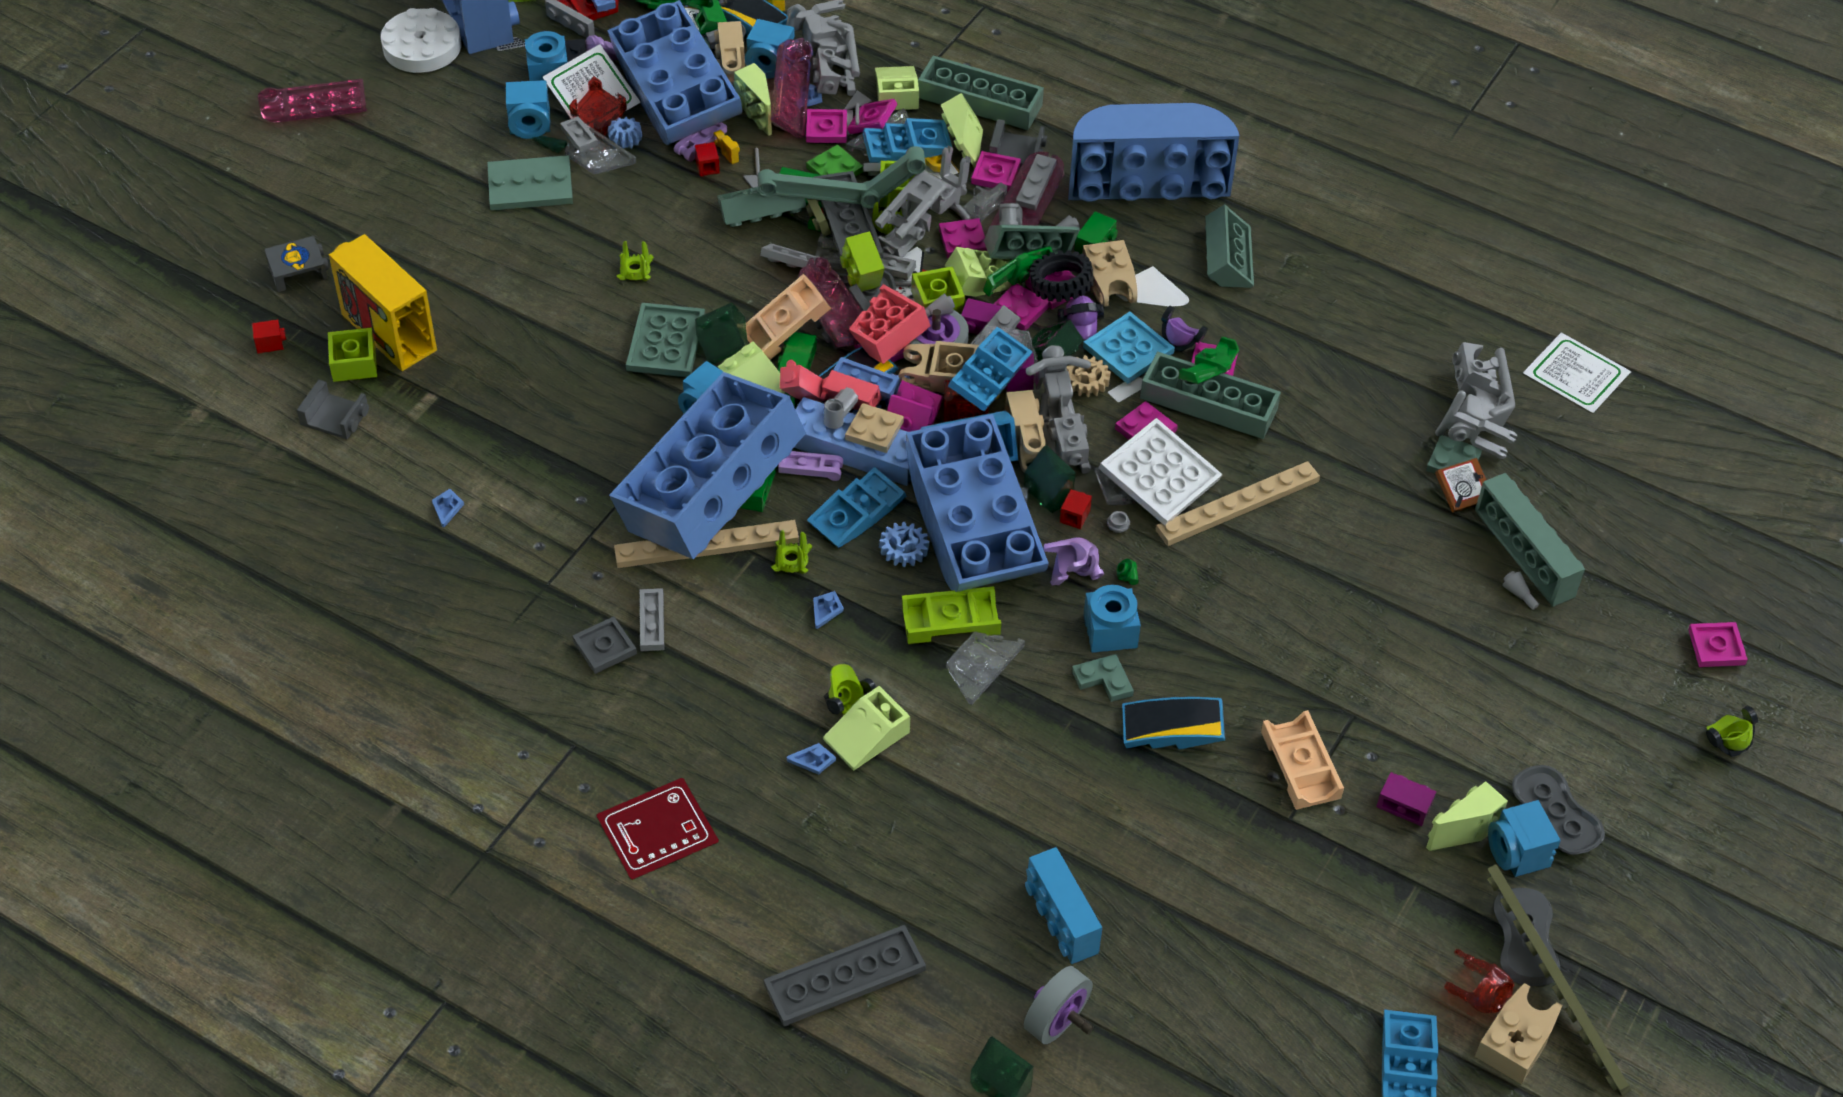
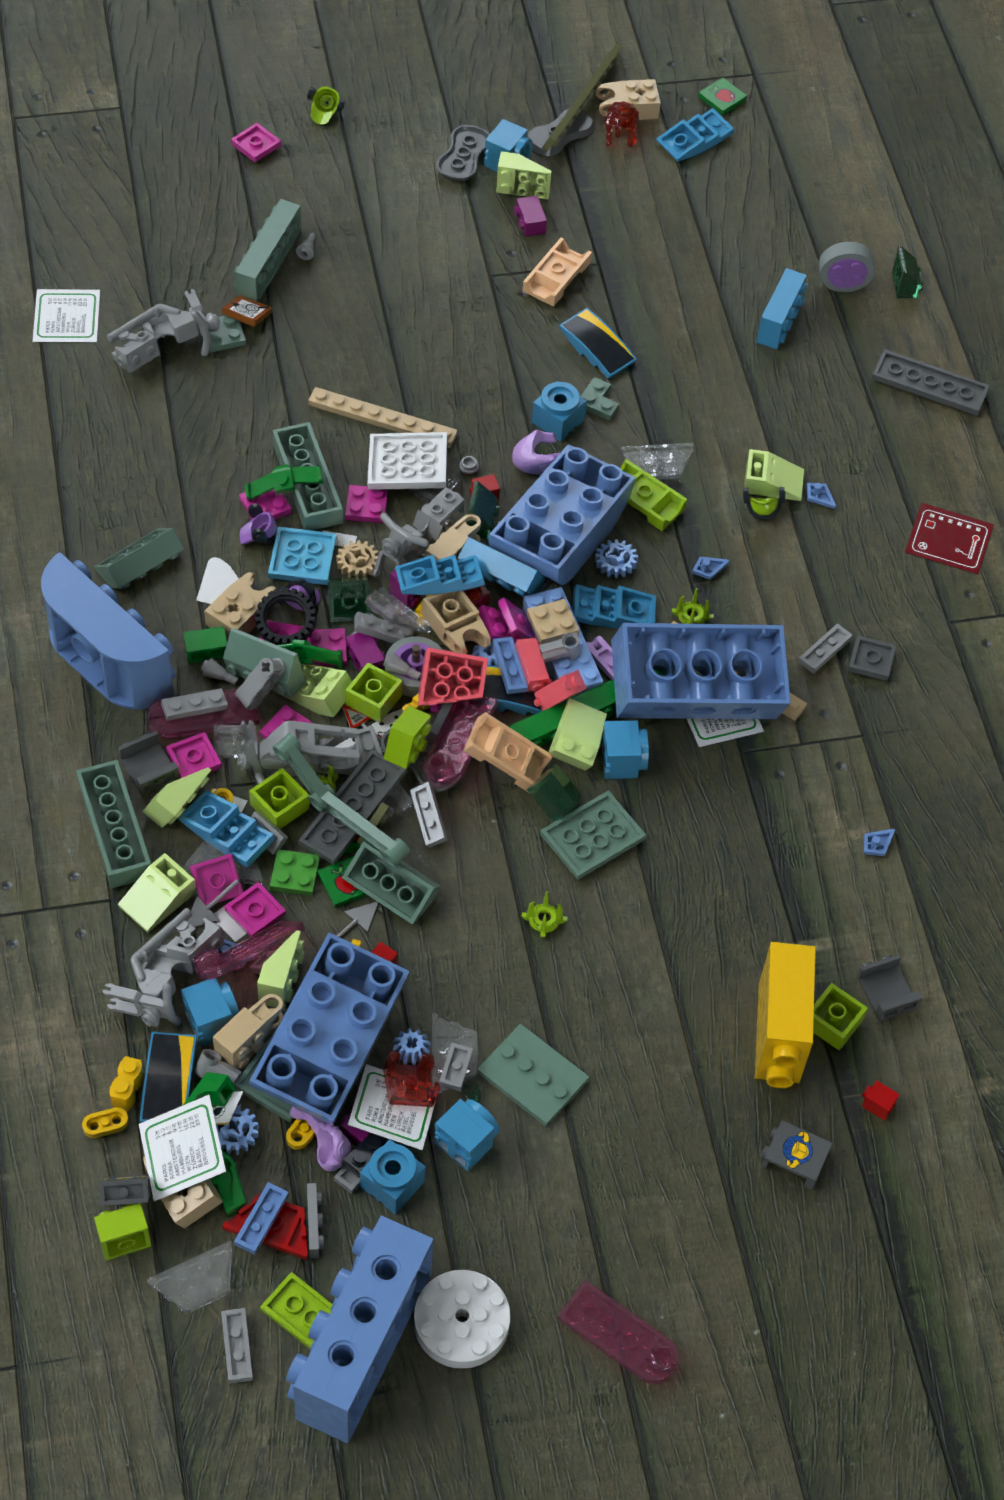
camera: 135 degrees left, 5 degrees up
(1127, 571) = (504, 436): green plate -> none

